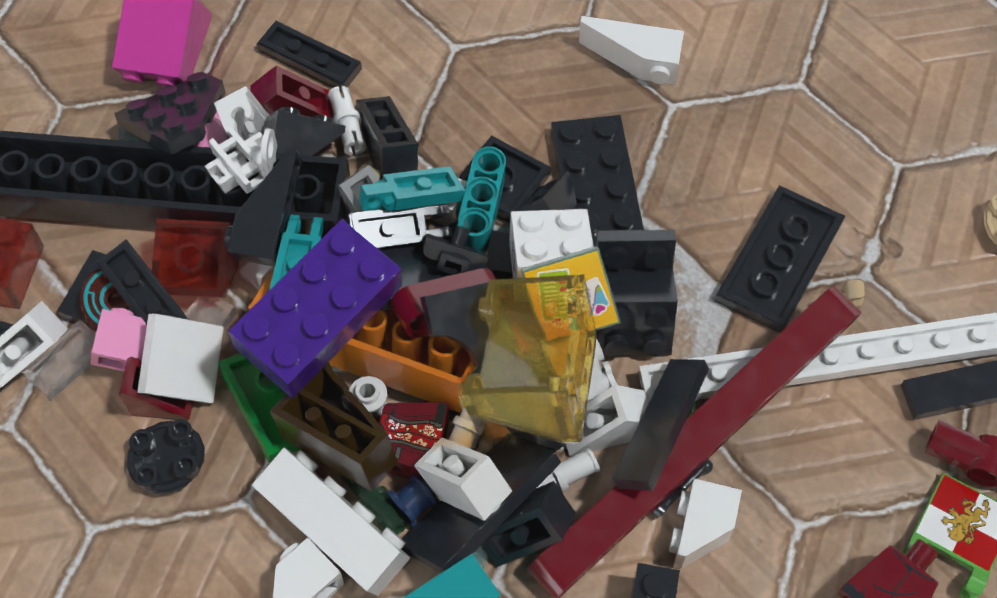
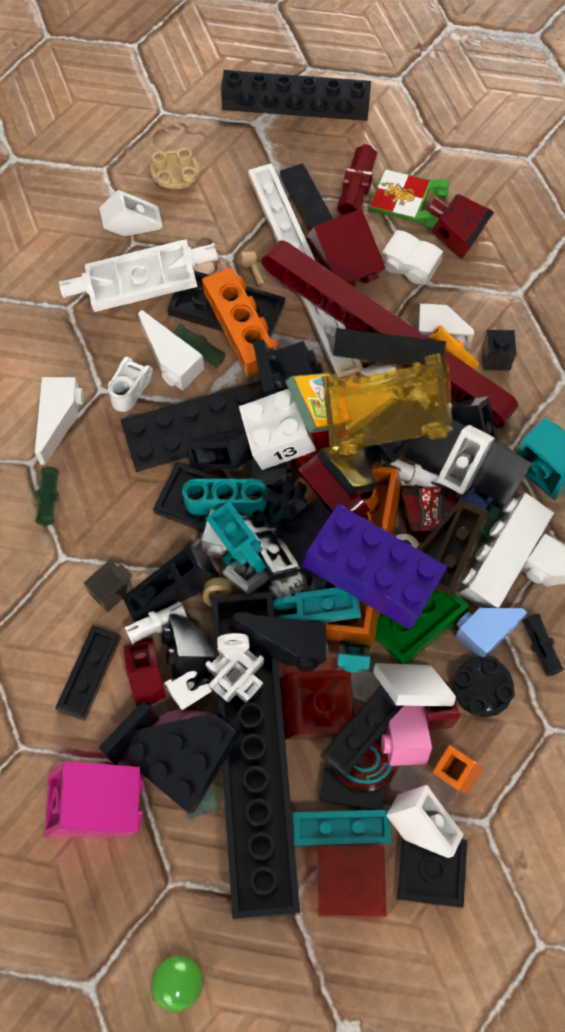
camera: 100 degrees left, 5 degrees up
(53, 263) = (341, 828): none -> teal plate
(67, 392) = (458, 770): none -> orange brick
(197, 543) = (542, 645): none -> black pin
(217, 65) = (116, 743): none -> black tile
(230, 294) = (353, 657): none -> teal plate
(232, 469) = (488, 628): none -> light blue slope
(402, 78) = (109, 584): none -> clear smoke brick
(530, 33) = (47, 496): none -> clear green pin
(658, 524) = (453, 346): none -> light orange pin
(671, 127) = (128, 379): none -> white piece
(708, 175) = (174, 357): none -> white slope
(717, 212) = (200, 344): none -> clear green pin
(790, 232) = (218, 290): none -> orange brick
(833, 155) = (139, 275): none -> white plate
(835, 507) = (411, 257): none -> white brick
(848, 412) = (347, 248): none -> dark red slope
(936, 158) = (129, 215): none -> white slope

